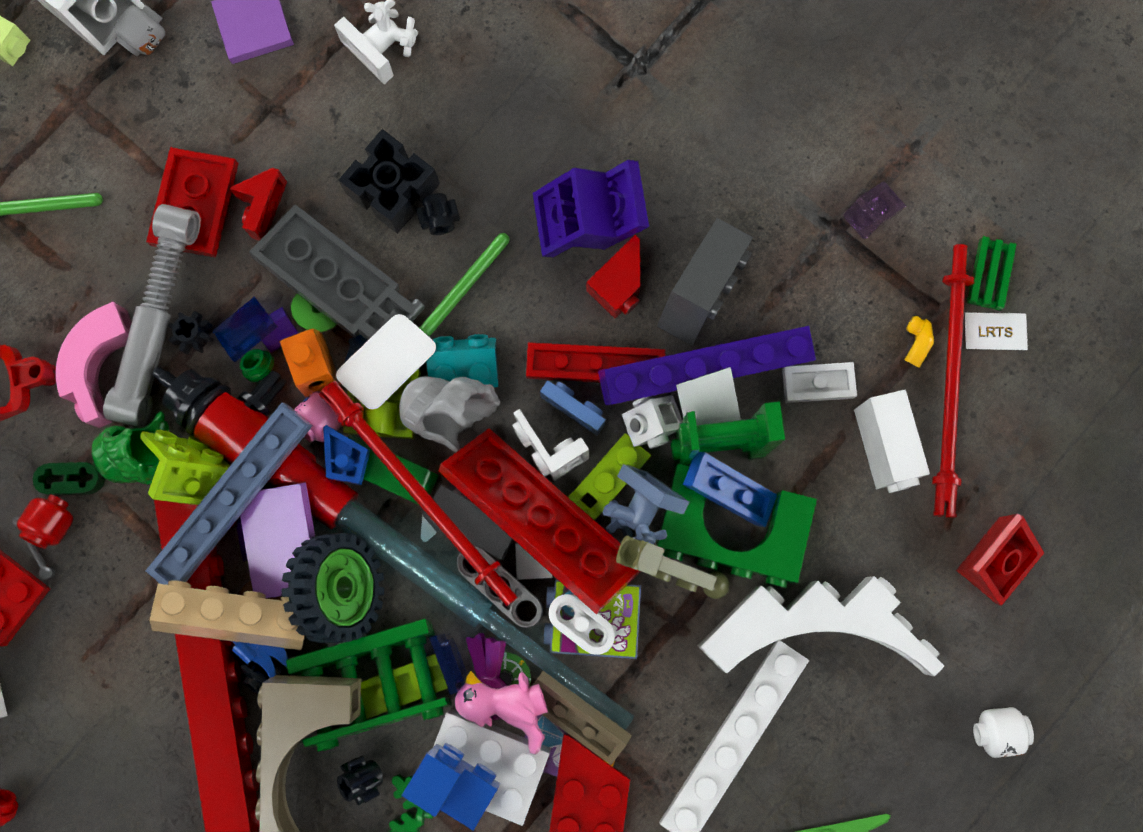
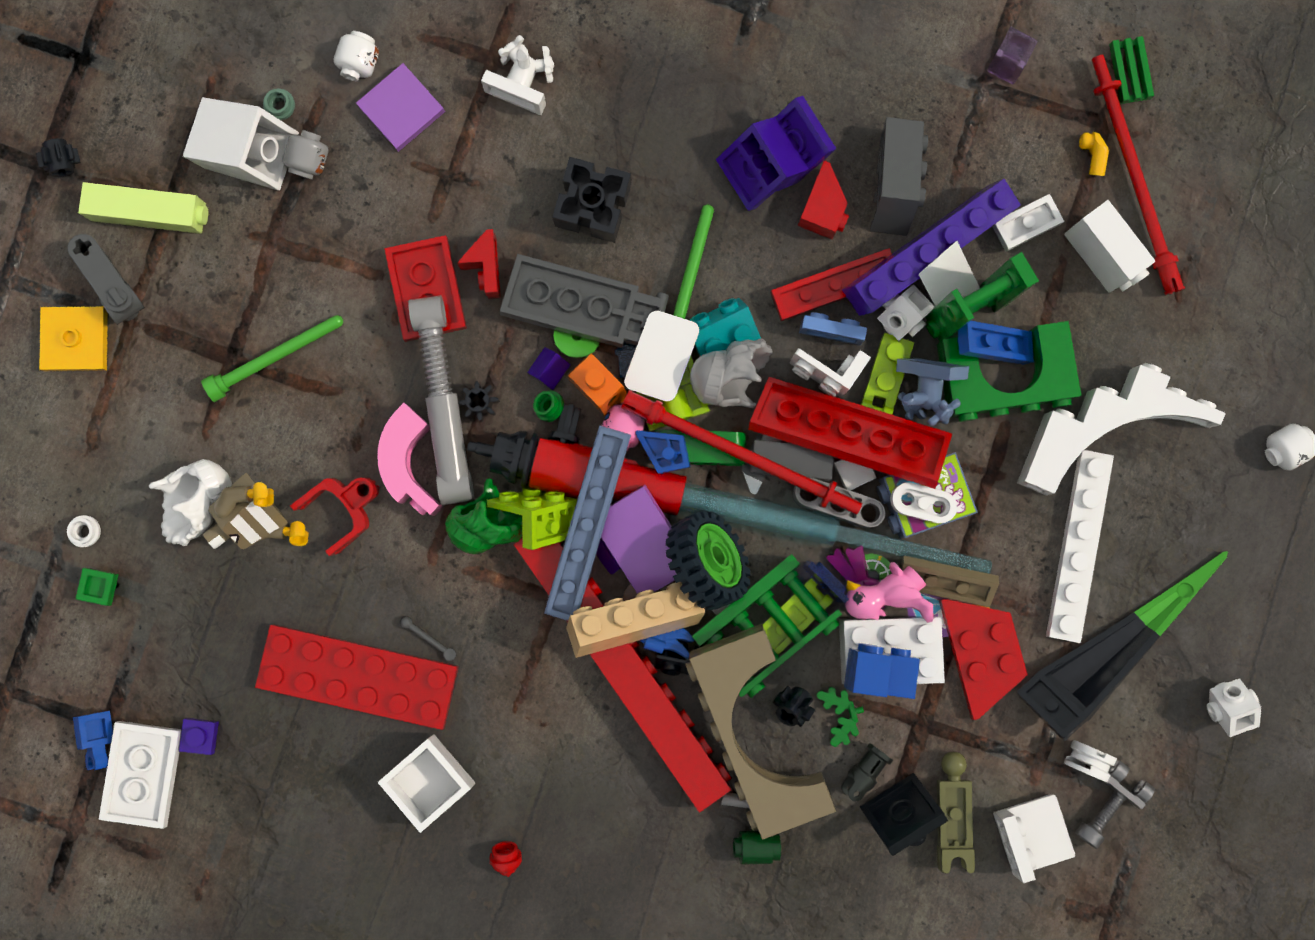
camera: 30 degrees left, 5 degrees up
(45, 521) = (431, 612): red head -> none
(69, 485) = (427, 562): dark green beam -> none
(244, 329) = (525, 379): clear blue piece -> none
(438, 214) = (645, 211): black gear -> none
(650, 560) = (960, 426): olive plate -> none
(996, 331) = (1154, 118): white sticker -> none
(1002, 558) = (1234, 306): red slope -> none

